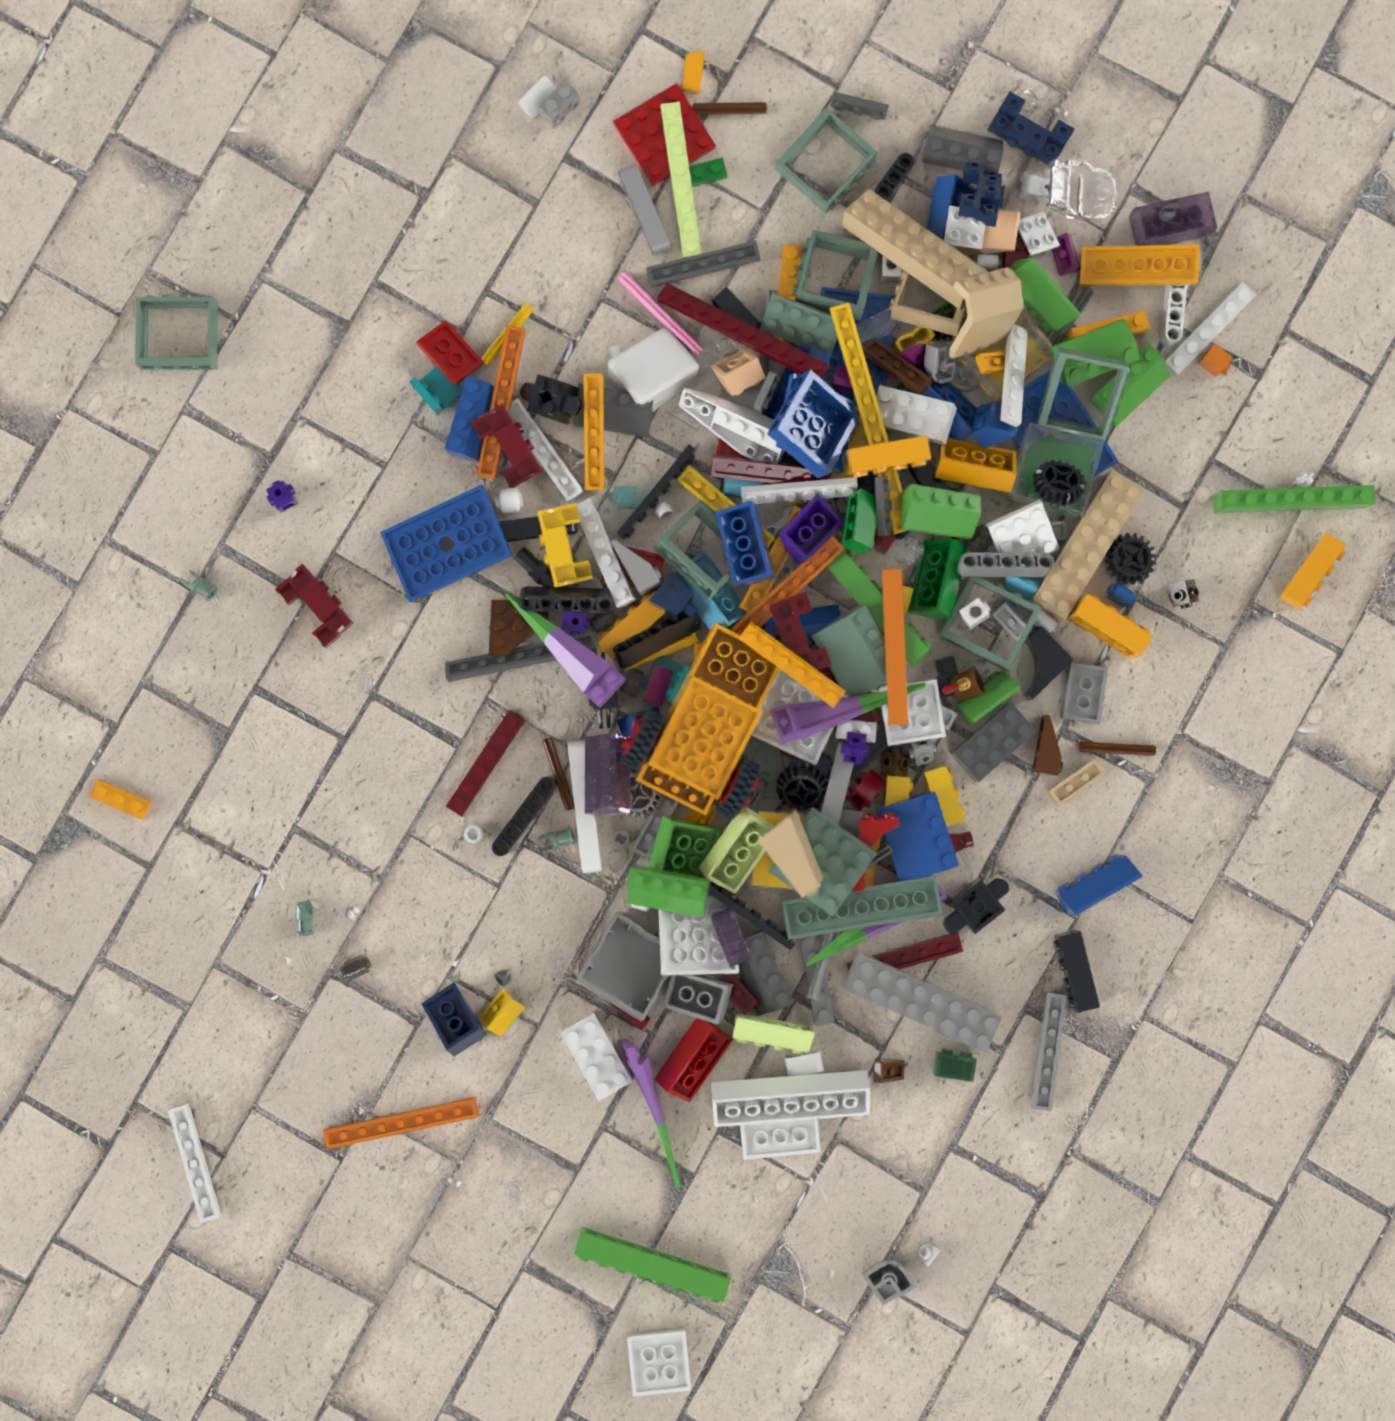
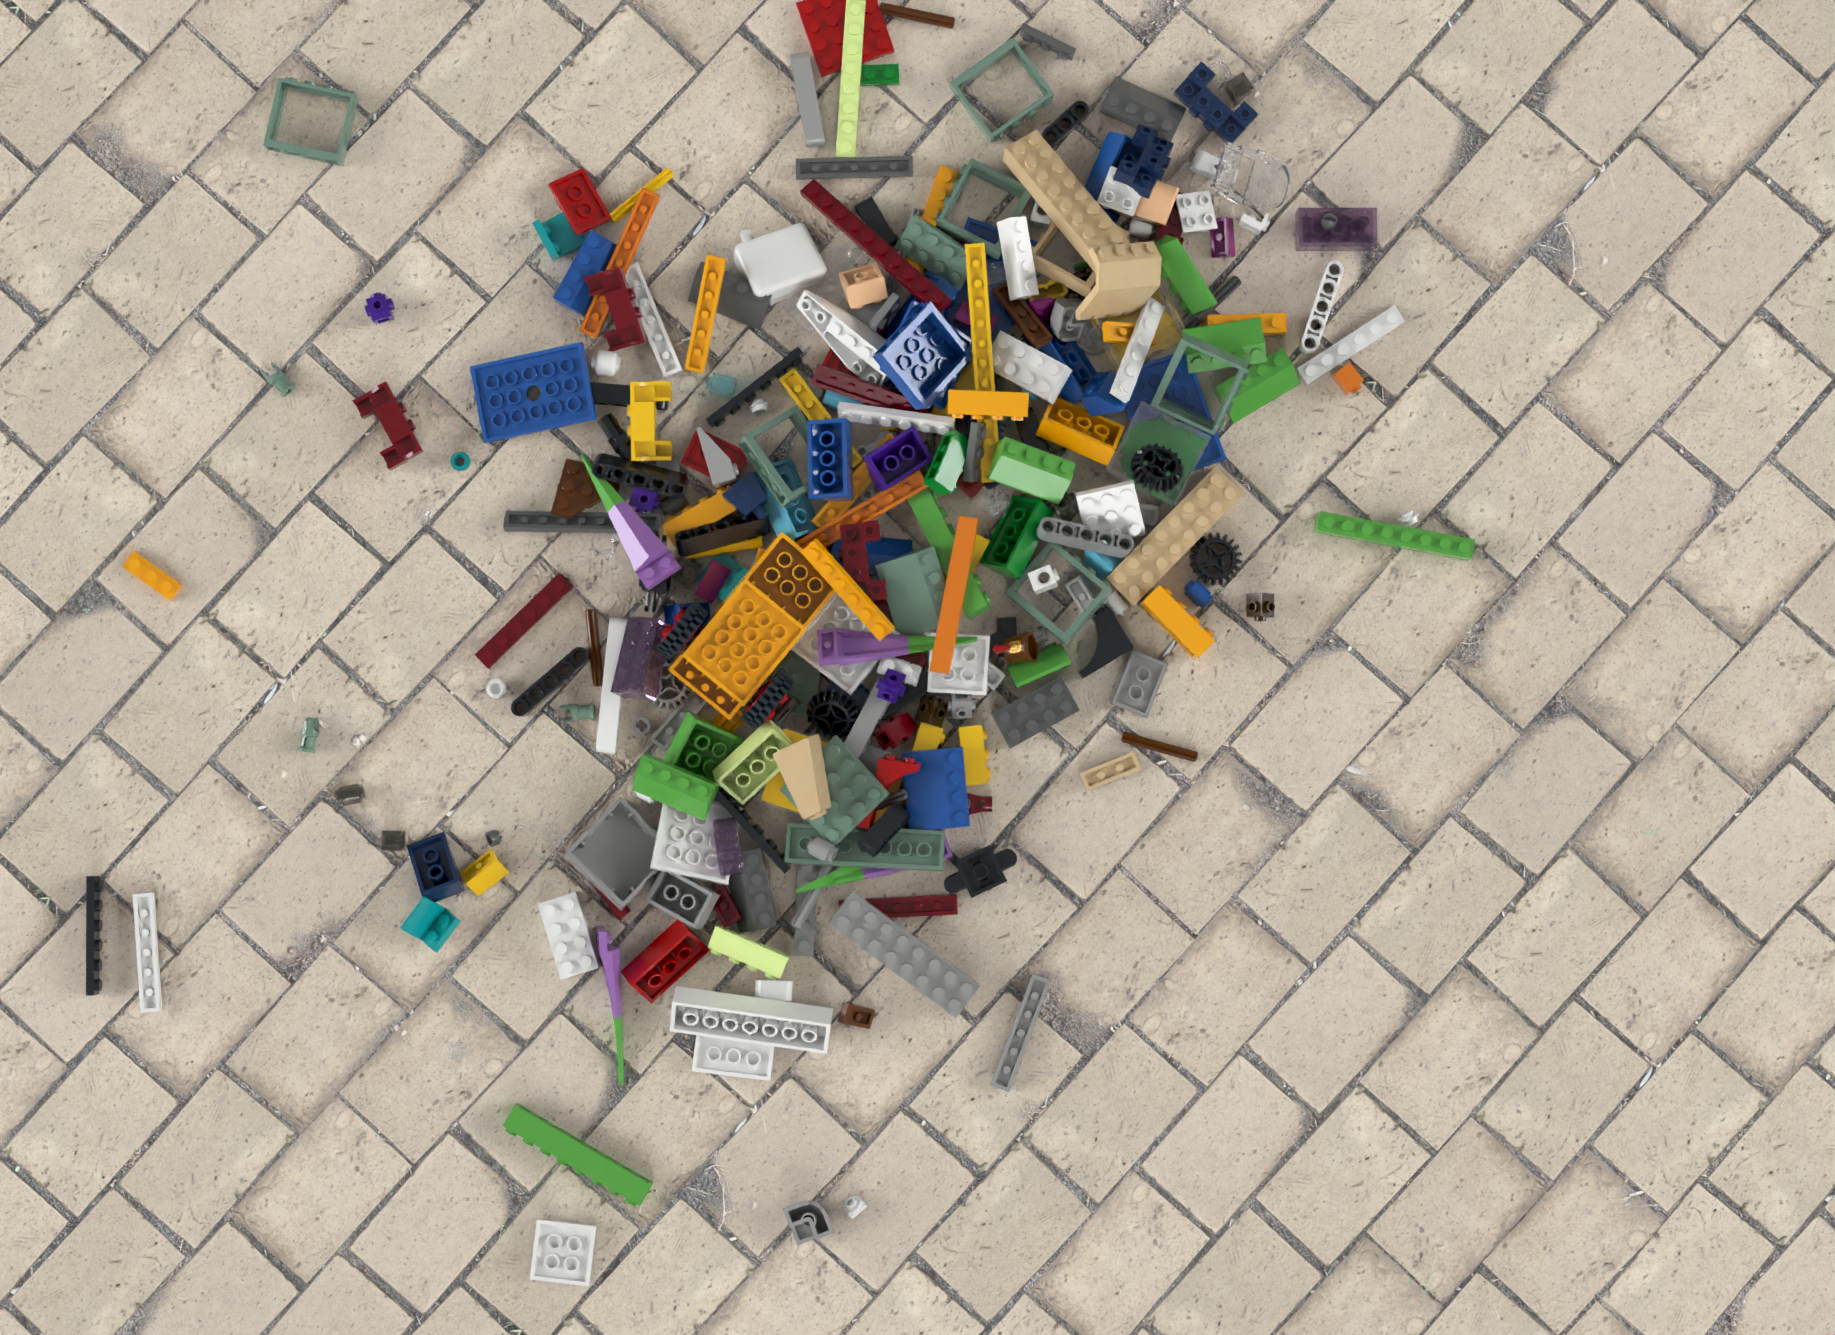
camera: 15 degrees right, 0 degrees up
(137, 1151) = (93, 941): none -> black plate
(385, 622) = (454, 461): none -> teal plate
(401, 1123) = (360, 959): orange tile -> none
(407, 1002) = (393, 840): none -> clear smoke brick
(461, 1074) = (431, 923): none -> teal bracket
(552, 399) = (671, 271): black brick -> none
(605, 554) = (688, 437): white plate -> none
(660, 313) = (800, 208): bright pink axle -> none
(822, 920) = (822, 849): none -> light grey brick
(878, 887) = (884, 829): none -> black beam
(881, 311) = (1017, 258): none -> white brick
(955, 1066) = (922, 1025): clear green brick -> none
(1047, 753) = (1087, 737): reddish brown slope -> none
(1050, 108) = (1239, 88): none -> clear smoke brick
(1076, 970) = (1066, 958): black brick -> none
(1092, 235) = (1252, 224): none -> white bracket
(1098, 884) = (1106, 877): blue slope -> none
(1140, 265) = (1291, 266): light orange plate -> none
(1312, 572) = (1395, 613): light orange brick -> none

